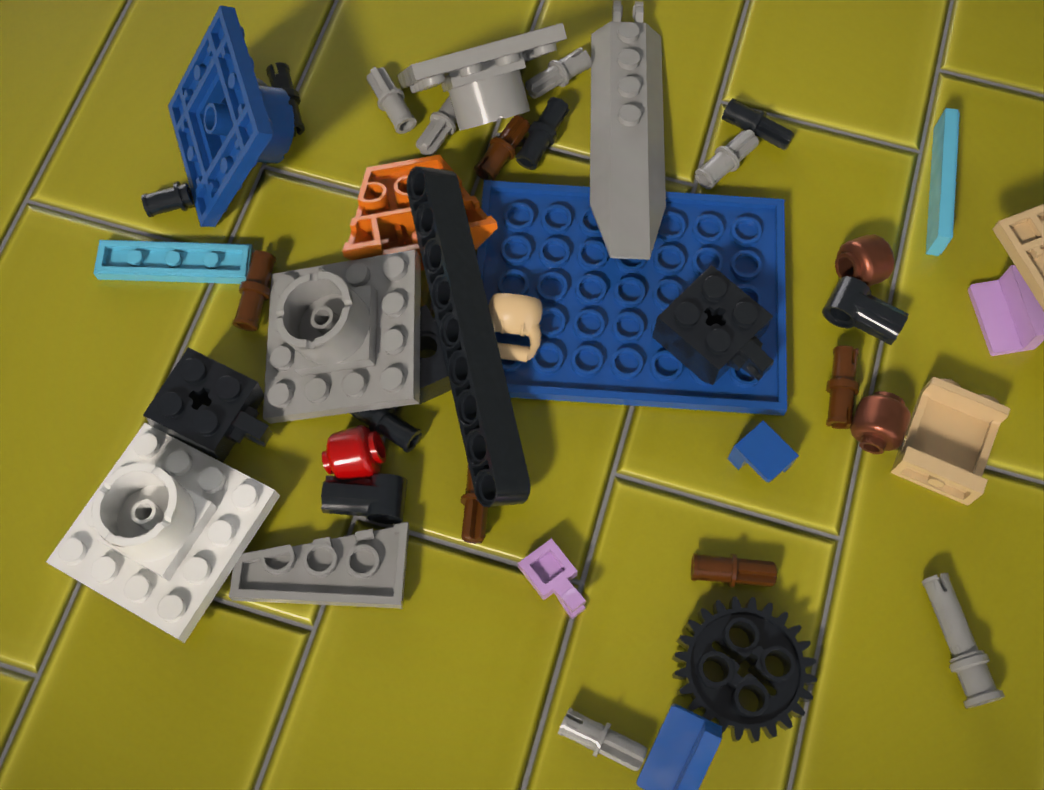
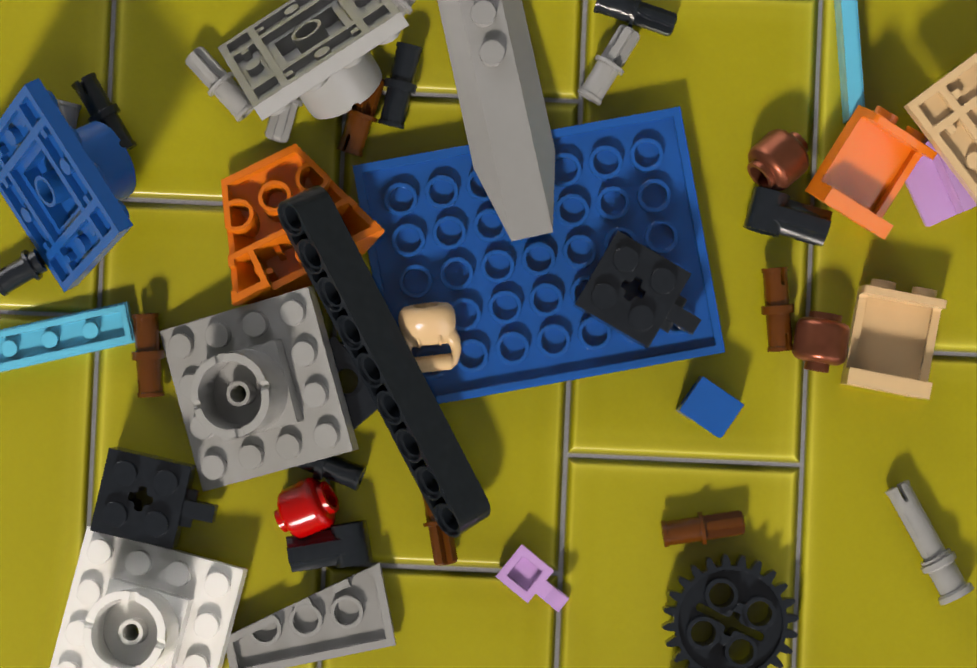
camera: 10 degrees left, 20 degrees up
(951, 281) = (868, 167): none -> orange panel

